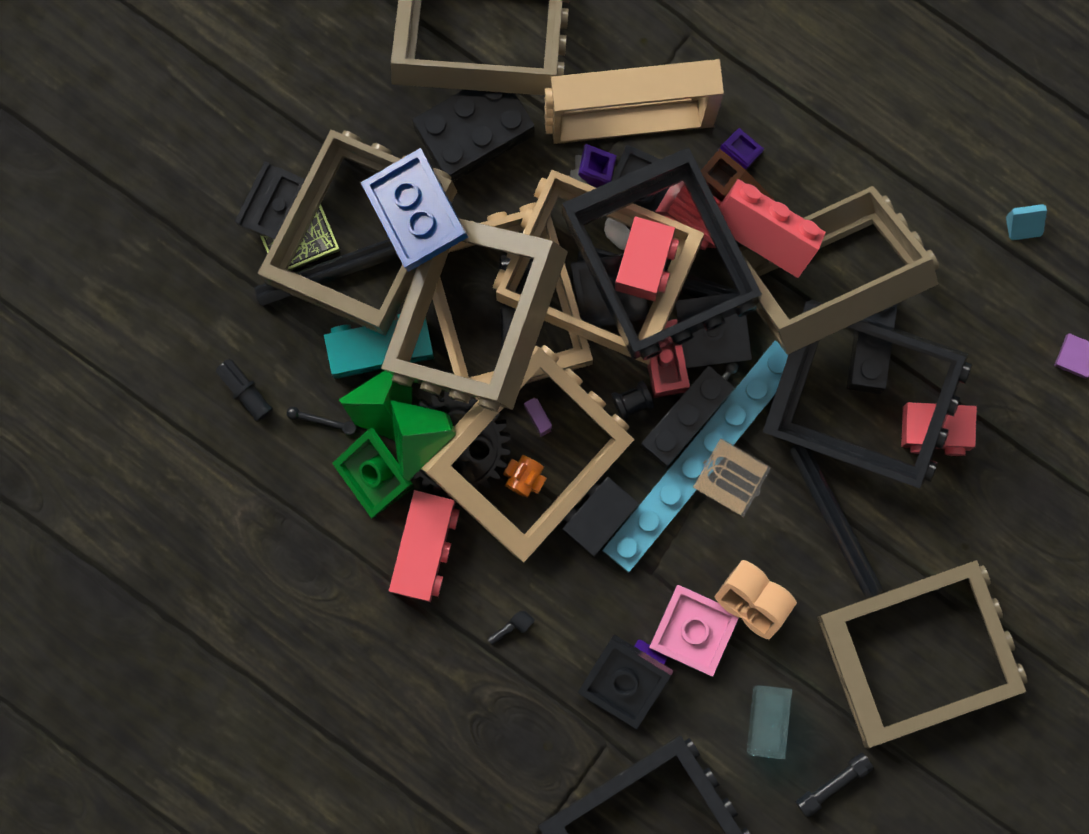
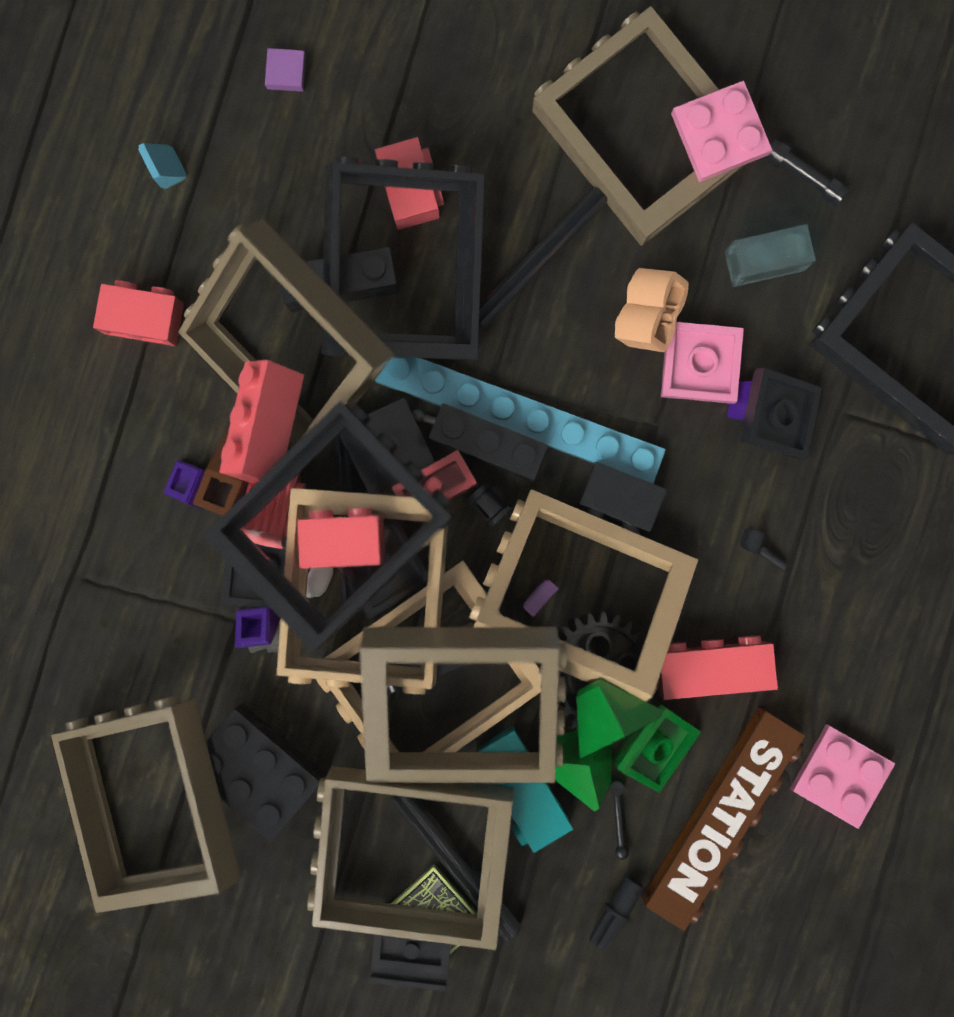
camera: 100 degrees left, 5 degrees up
(290, 627) = (842, 776): none -> bright pink plate
(293, 508) = (722, 818): none -> reddish brown brick
(414, 209) = (372, 809): plate -> none
(524, 476) = (606, 589): orange gear -> none
(633, 101) = (170, 612): tan window -> none
(731, 477) = (532, 377): clear piece -> none
(892, 712) = (721, 131): none -> bright pink plate
(900, 158) = (138, 313): none -> coral brick

